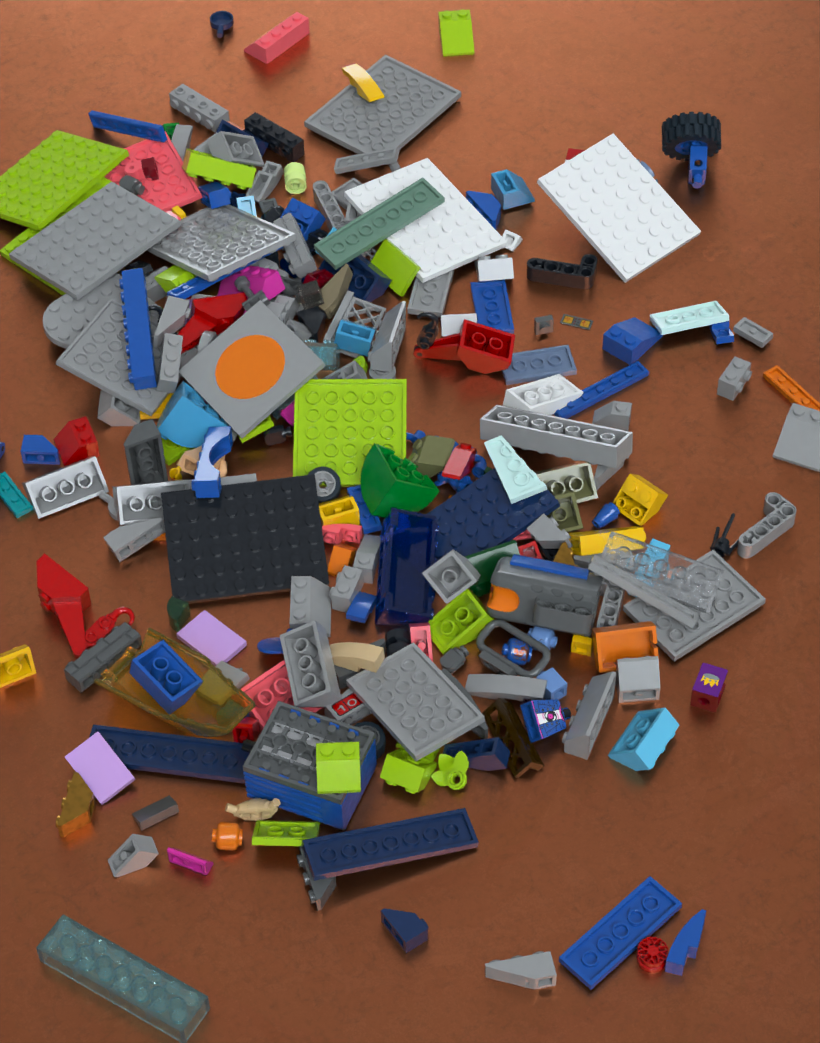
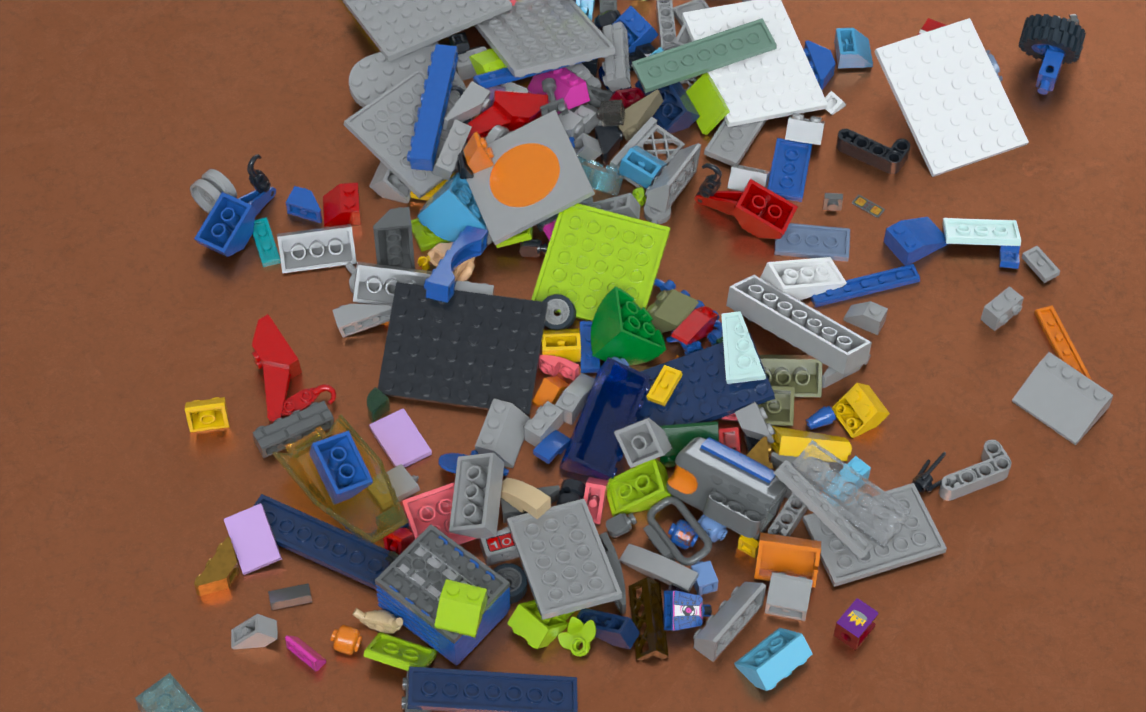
camera: 15 degrees right, 5 degrees up
(187, 375) = (463, 168): none -> black slope
(197, 358) = (478, 153): none -> orange slope
(451, 522) = (664, 385): none -> yellow plate

